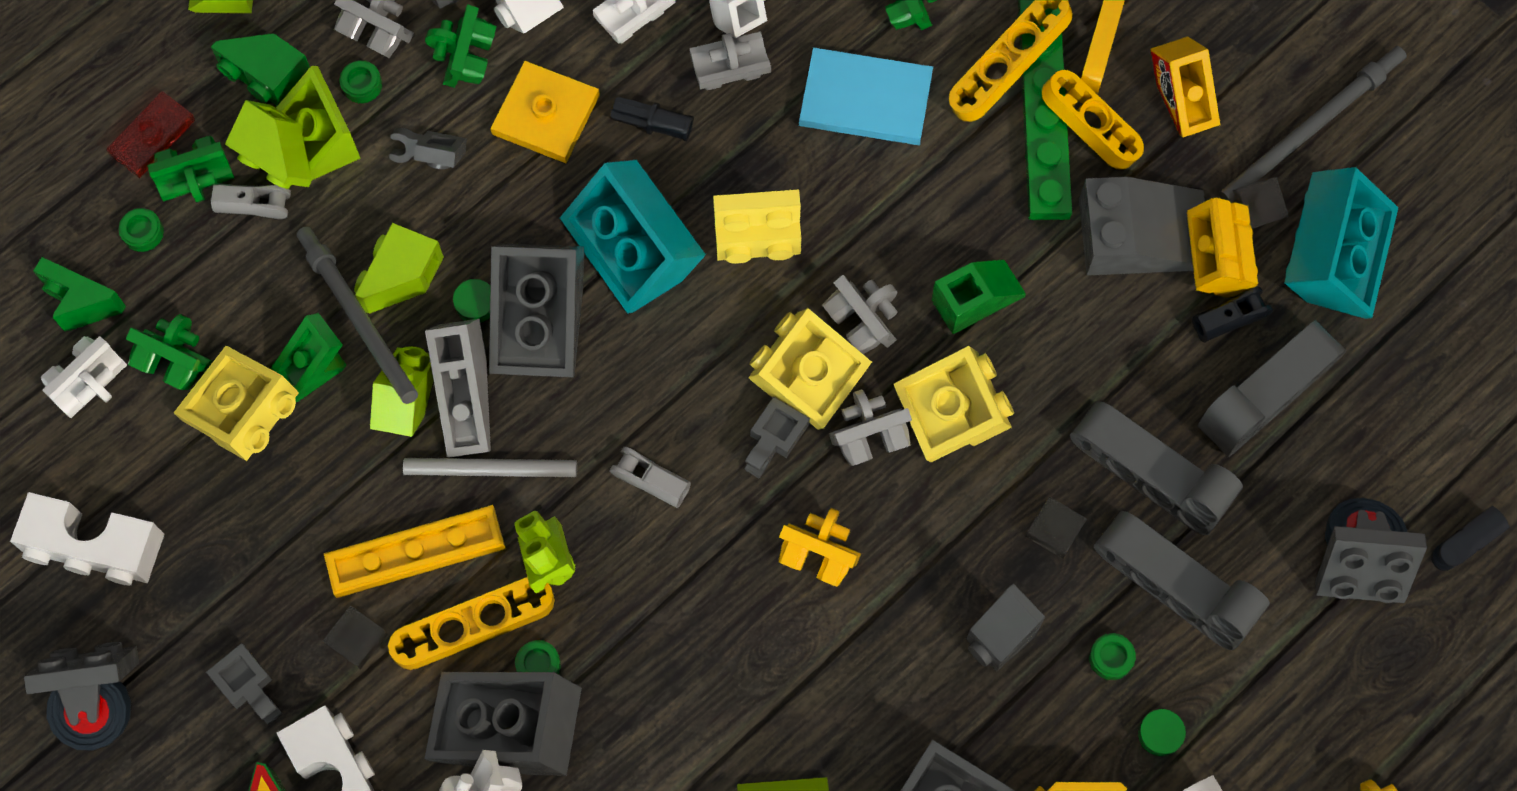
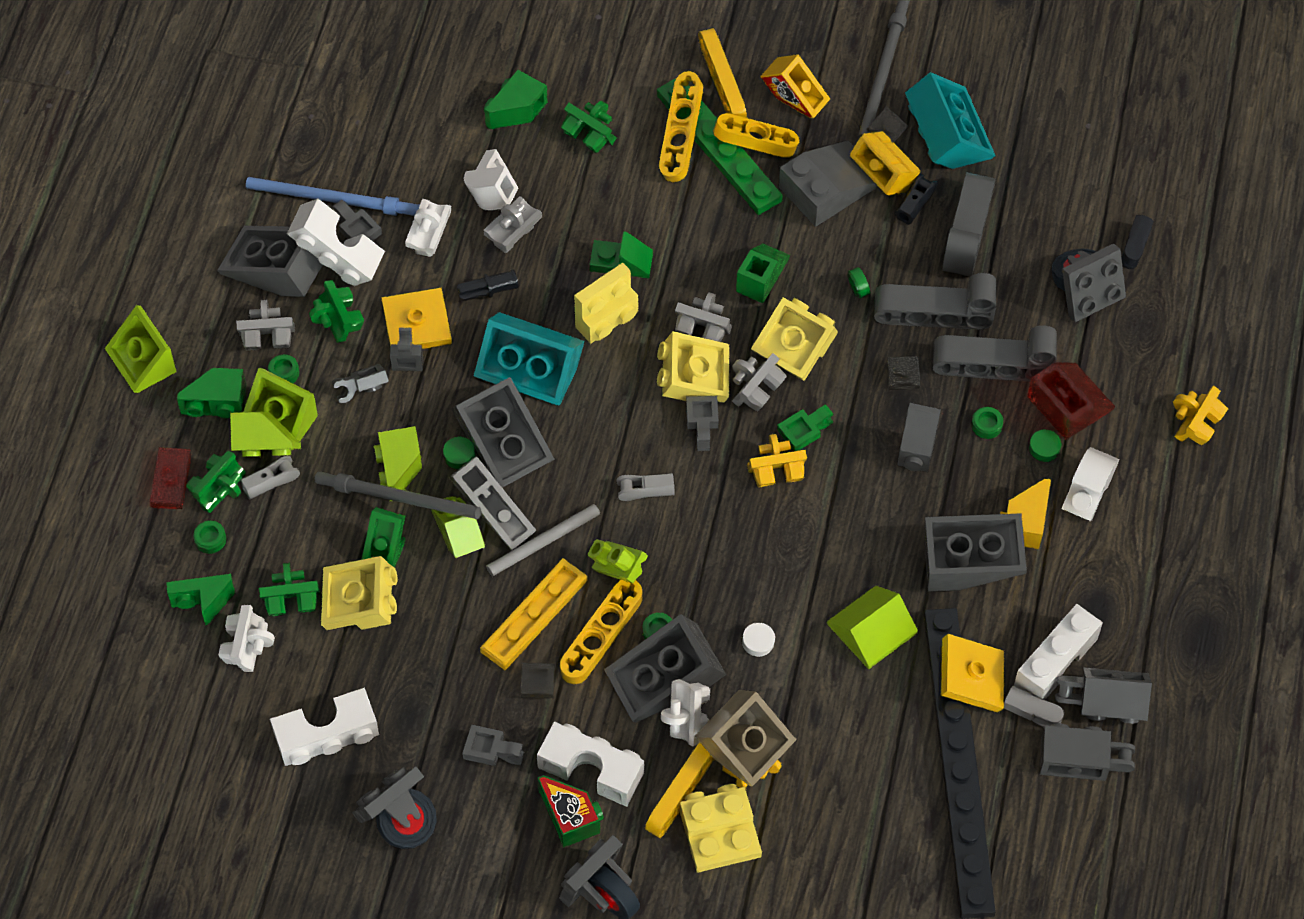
camera: 35 degrees left, 10 degrees down
(498, 146) = (406, 355): none -> dark grey plate
(641, 753) = (758, 639): none -> white tile
(829, 176) = (630, 251): none -> green slope
(866, 96) = (608, 200): medium azure tile -> none
(879, 523) = (804, 429): none -> green plate
(1082, 380) = (858, 282): none -> green tile
(1234, 692) = (1068, 398): none -> clear red slope

